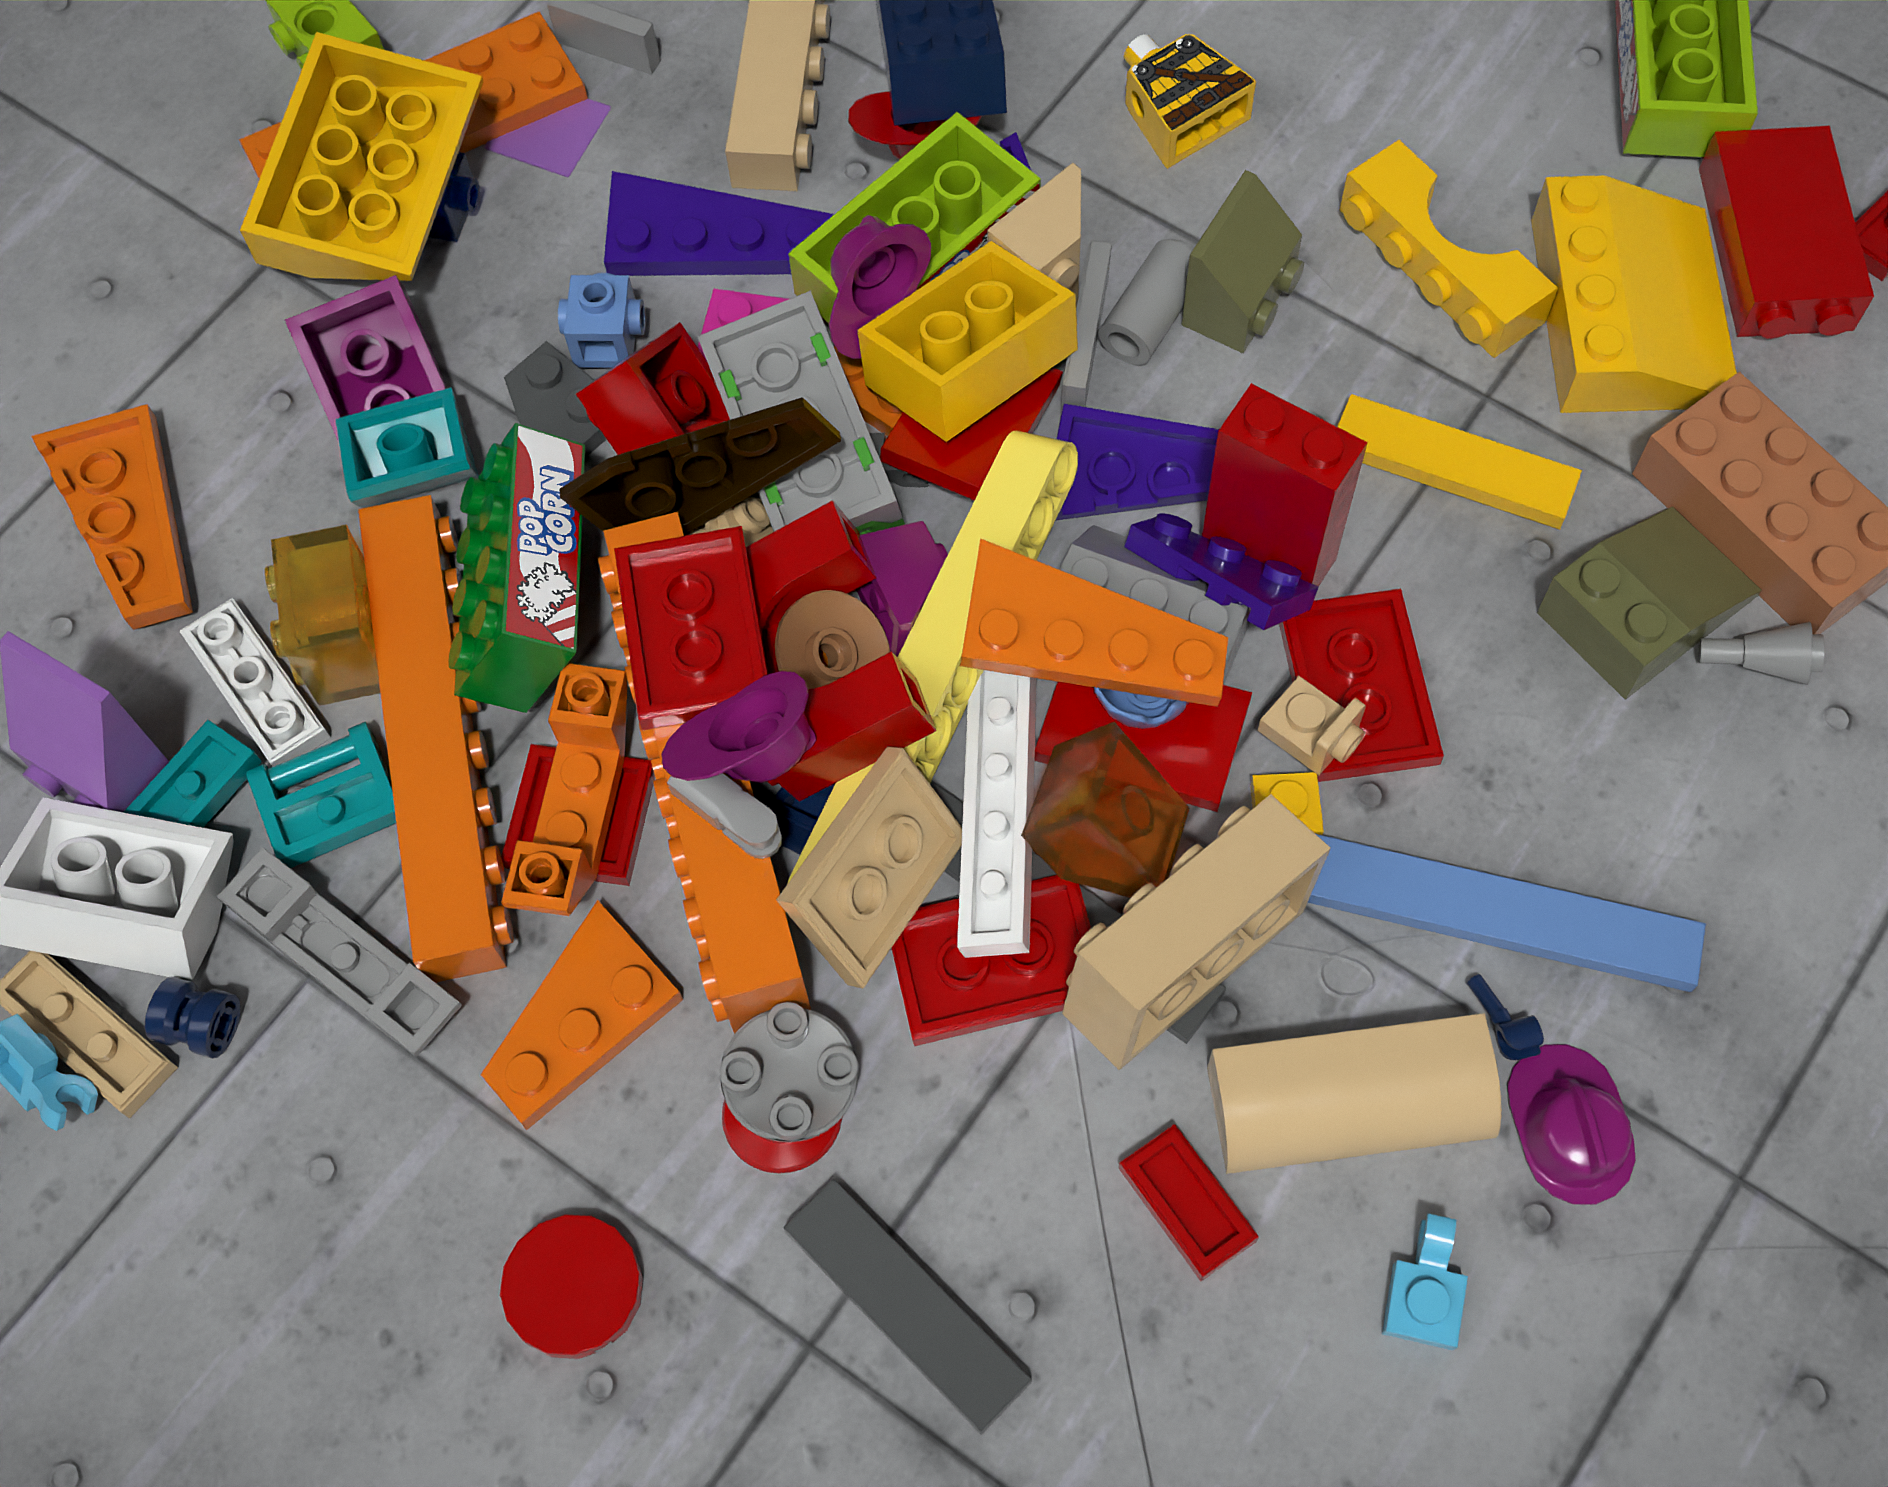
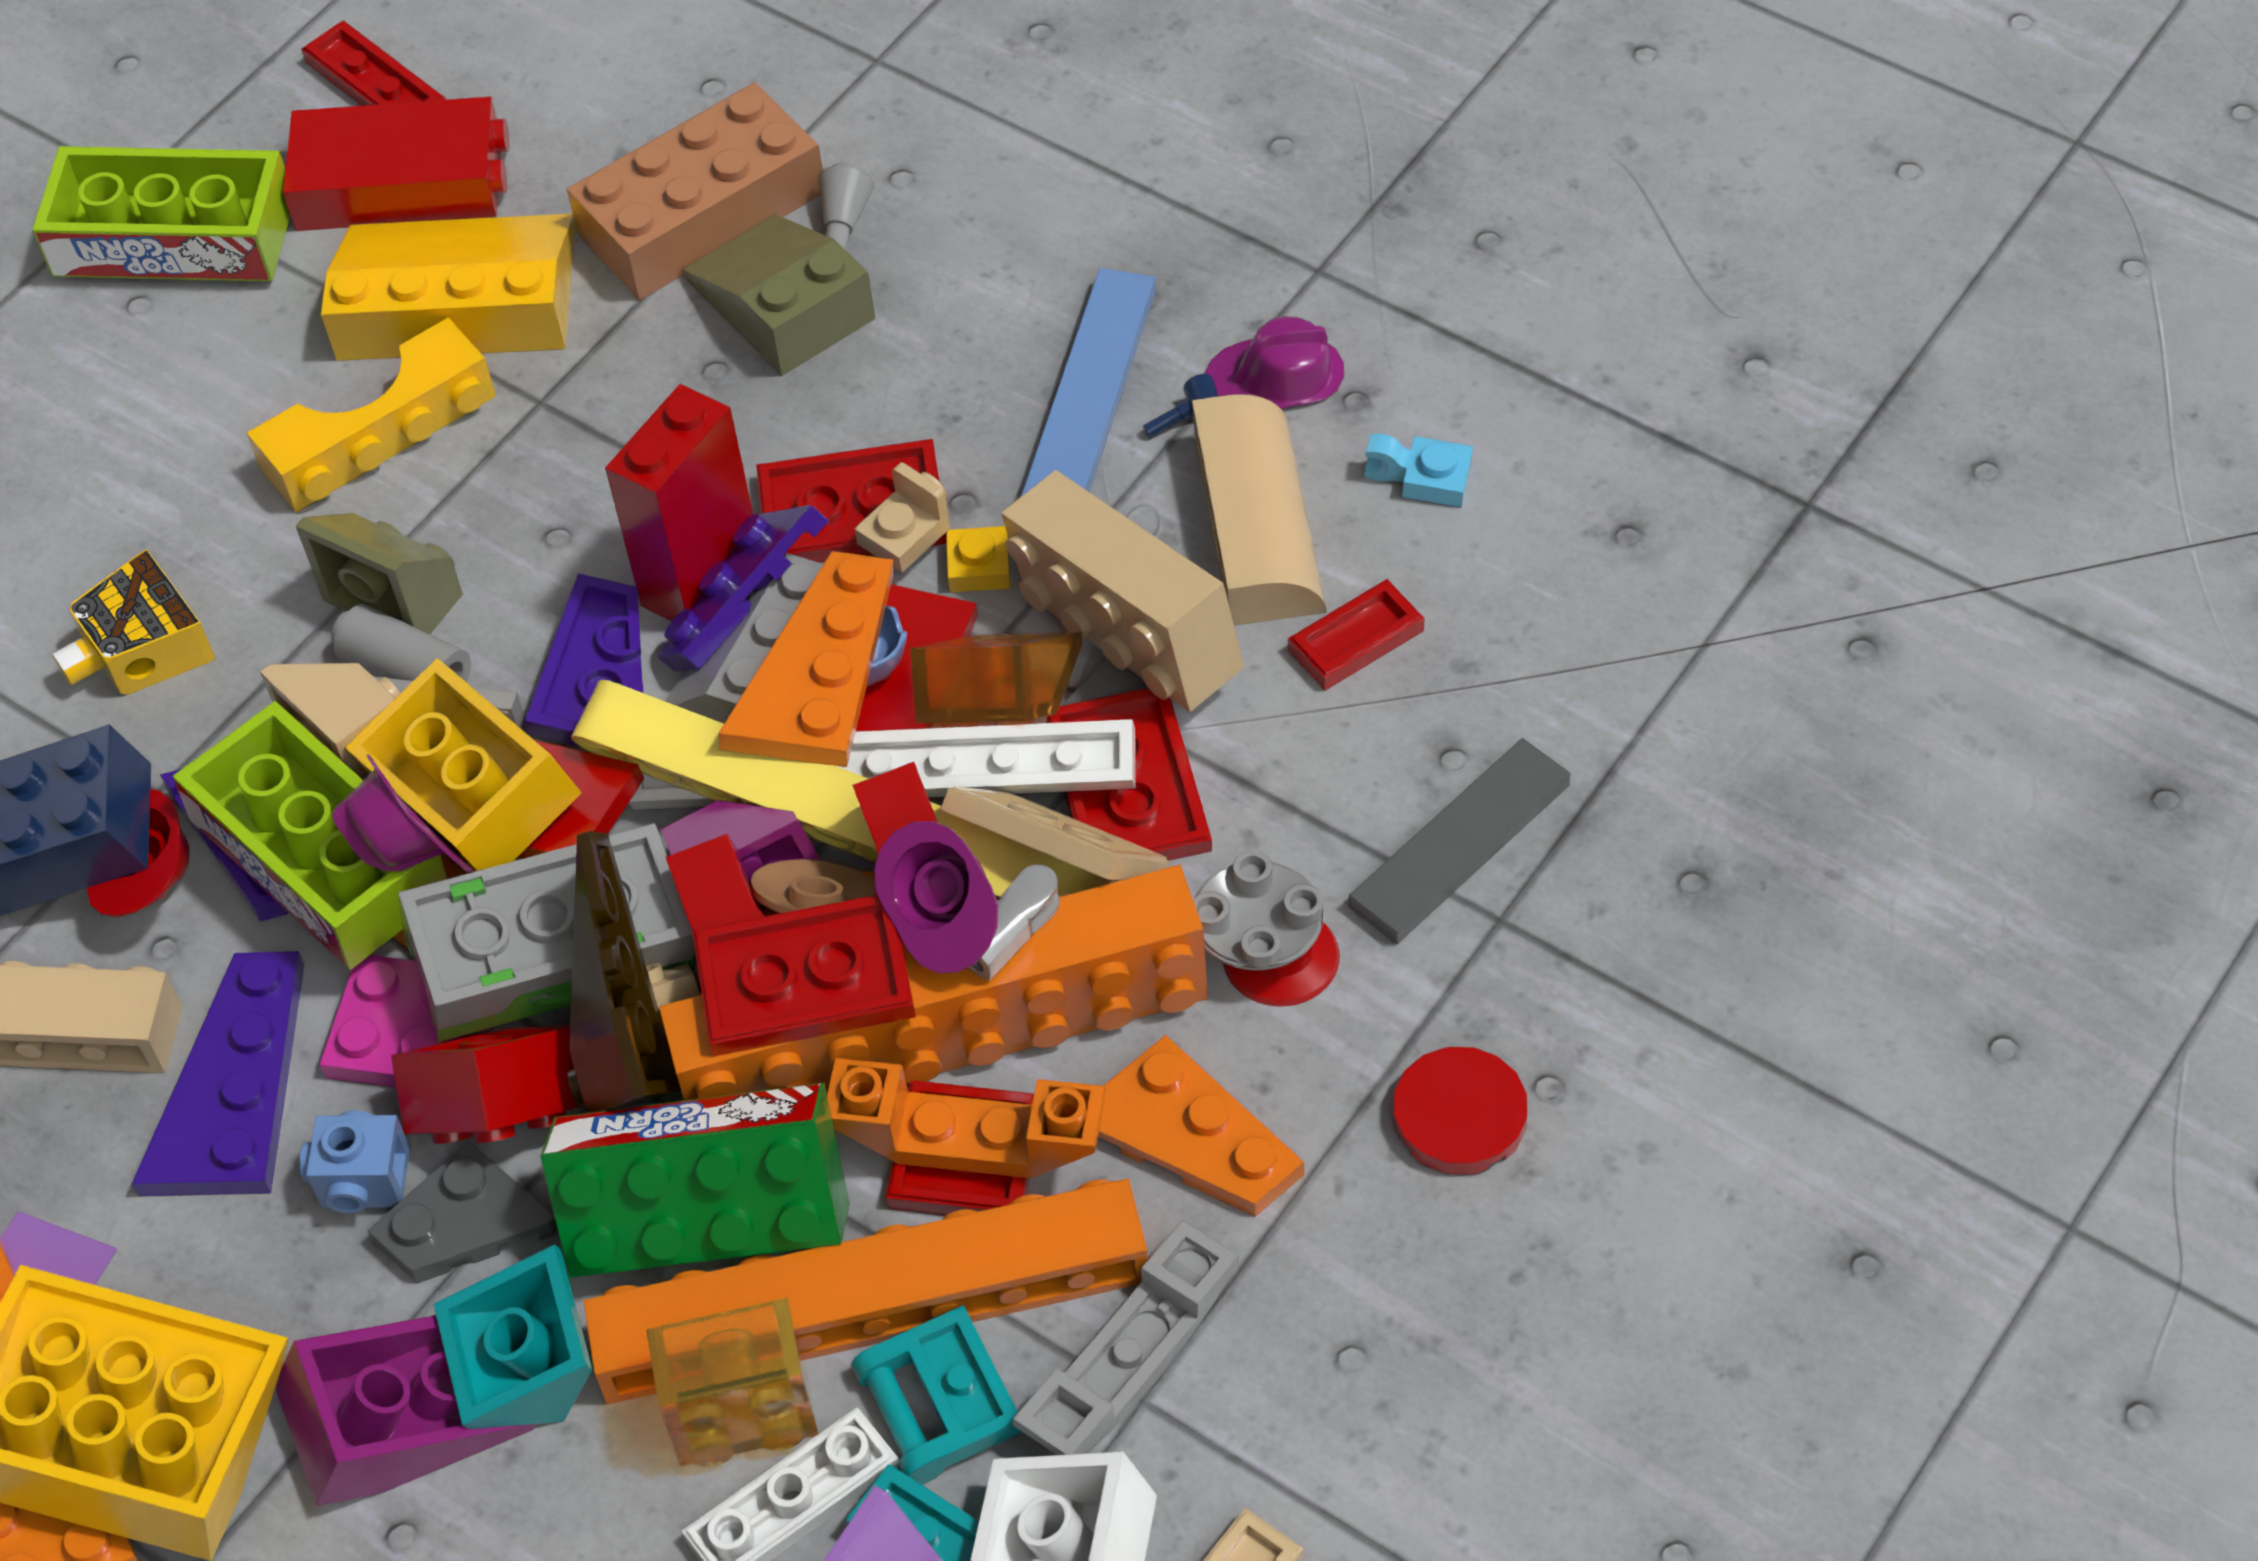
camera: 90 degrees left, 10 degrees down
(193, 1017) = (1198, 1484): dark blue wheel -> none
(1461, 462) = (630, 395): yellow tile -> none

